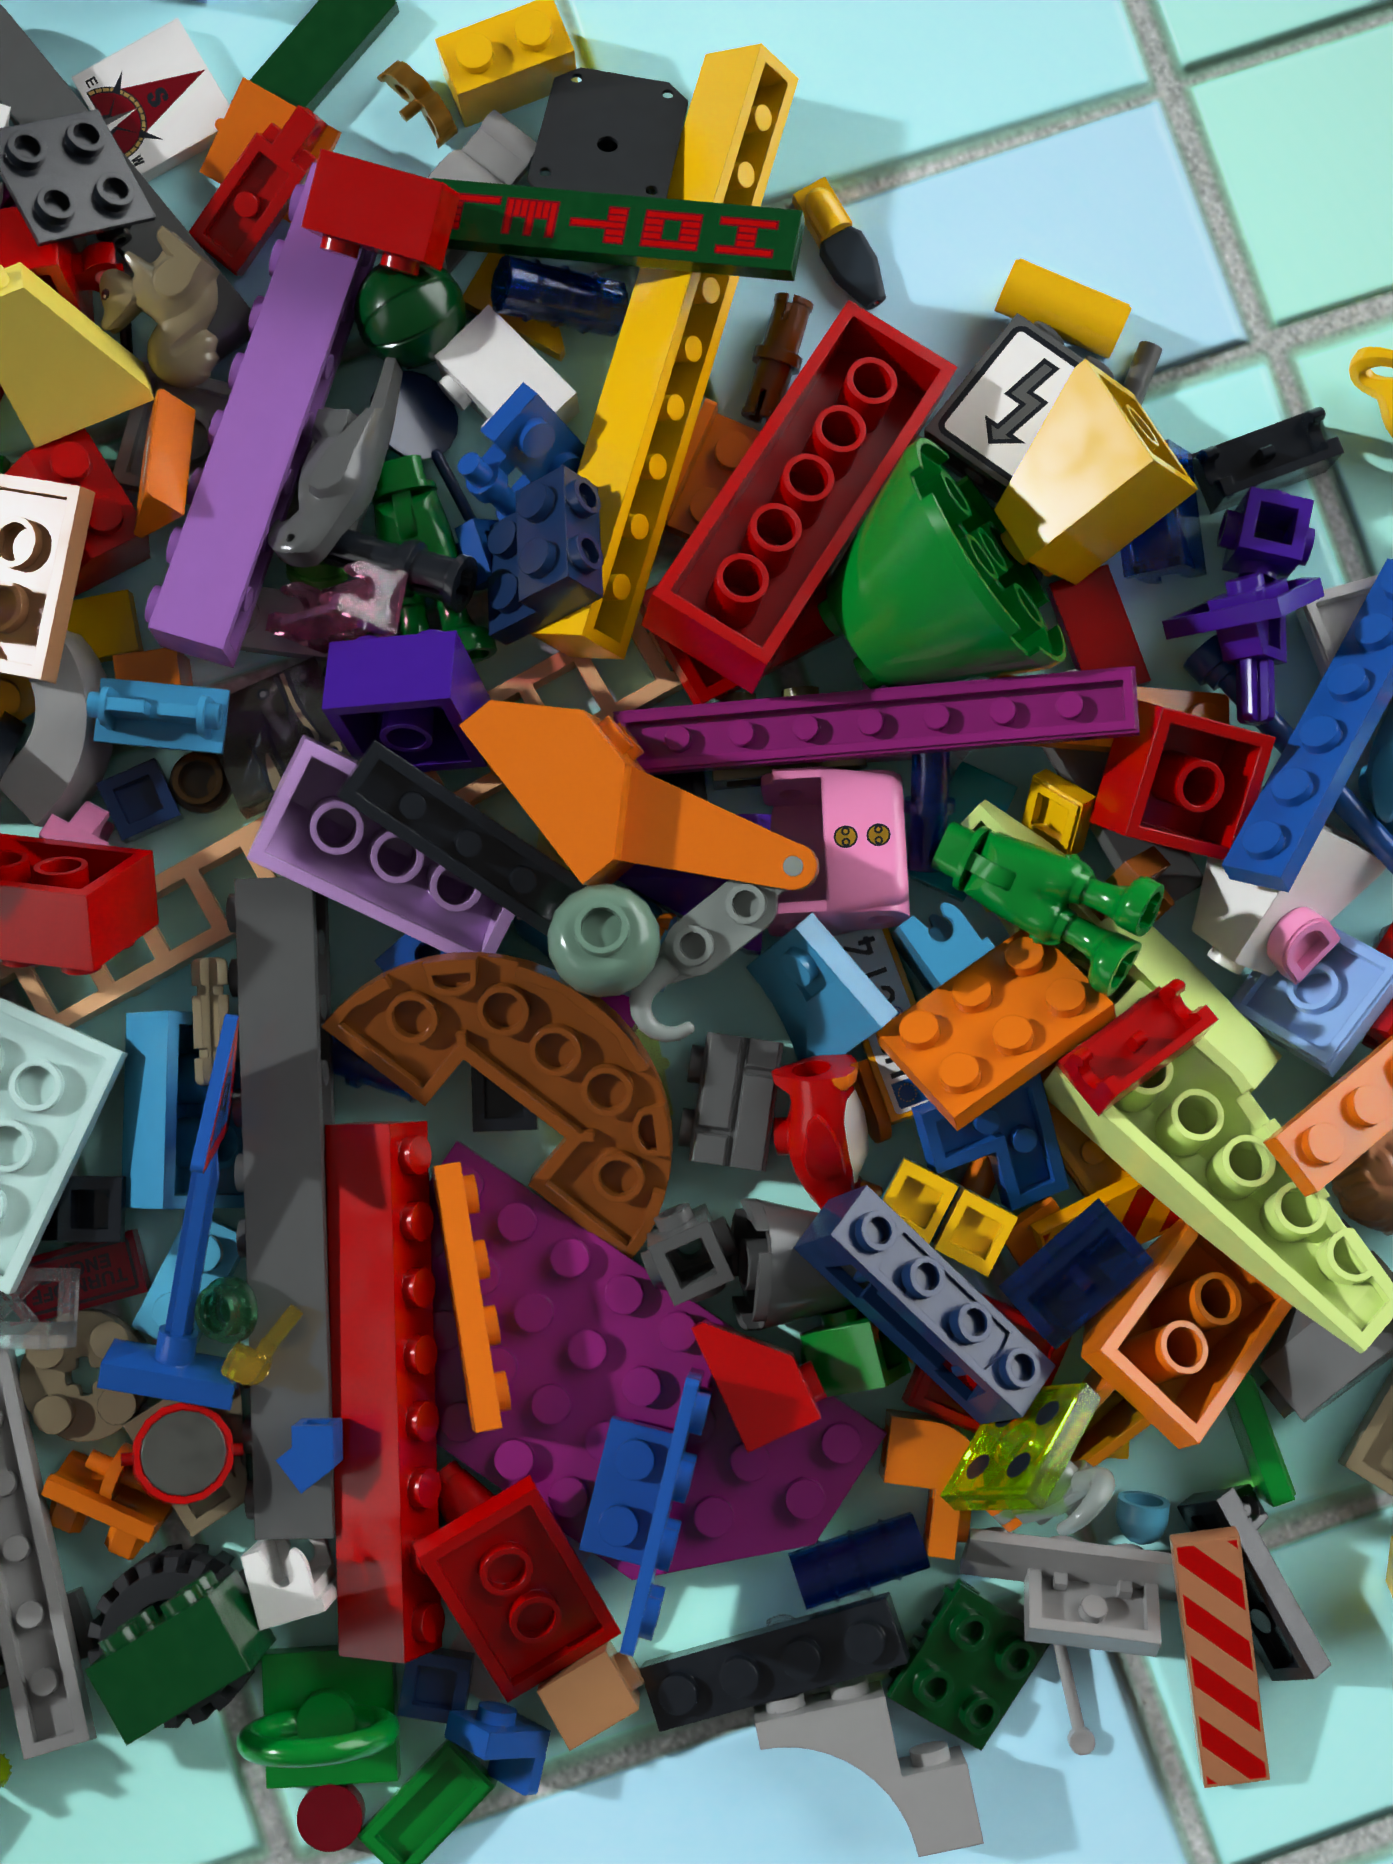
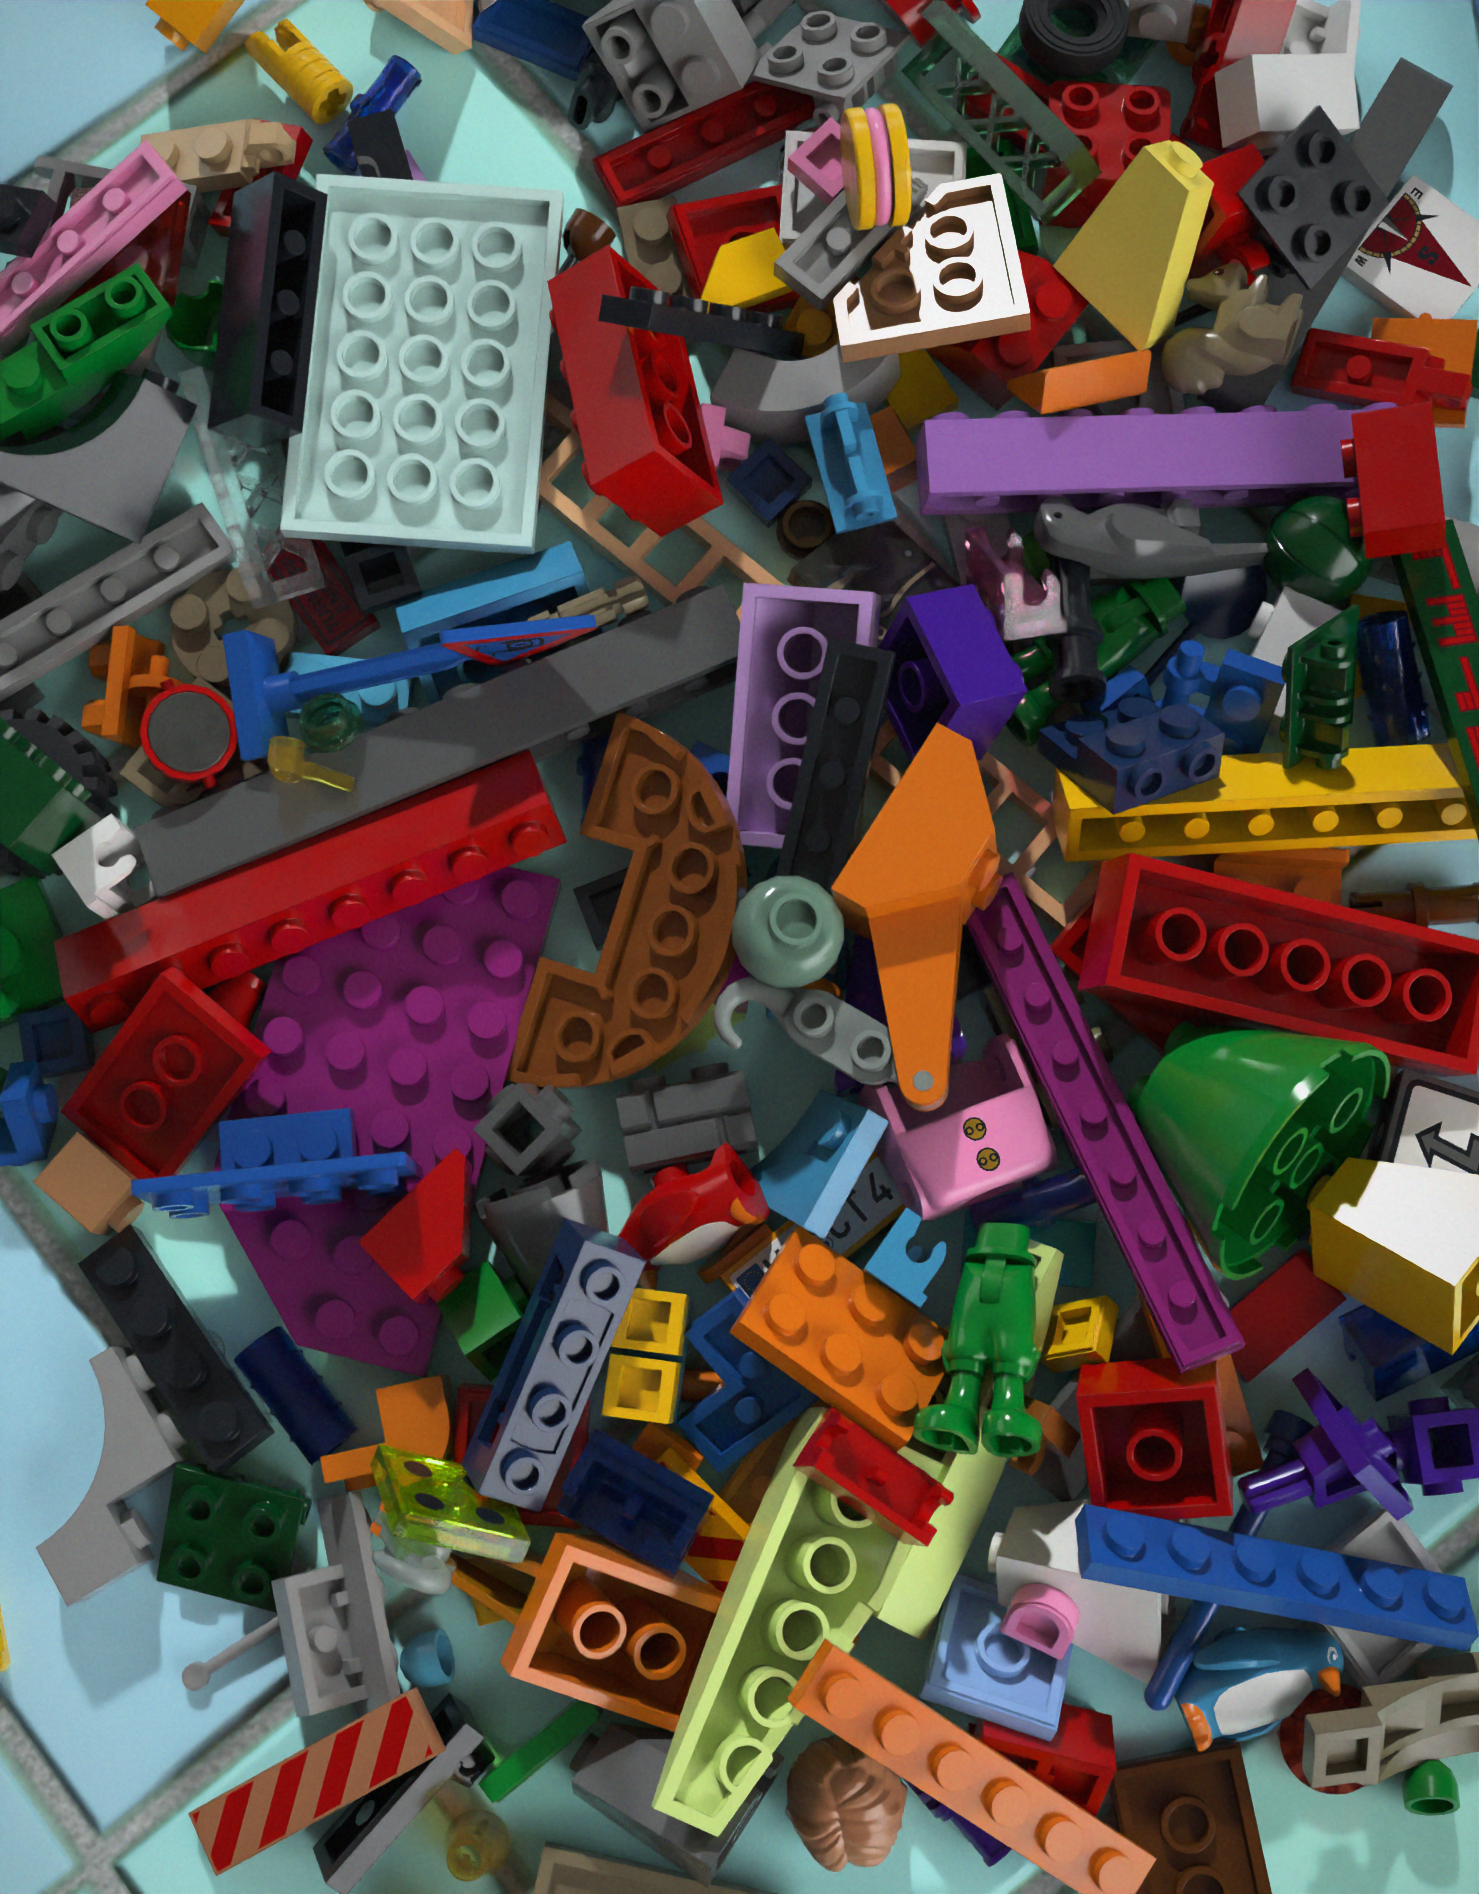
camera: 75 degrees right, 5 degrees down
(314, 1450) = (228, 846): blue piece -> none
(475, 1324) = (394, 951): orange plate -> none
(556, 362) = (1320, 692): none -> dark green hinge
(1311, 1522) = (486, 1834): none -> clear yellow cone

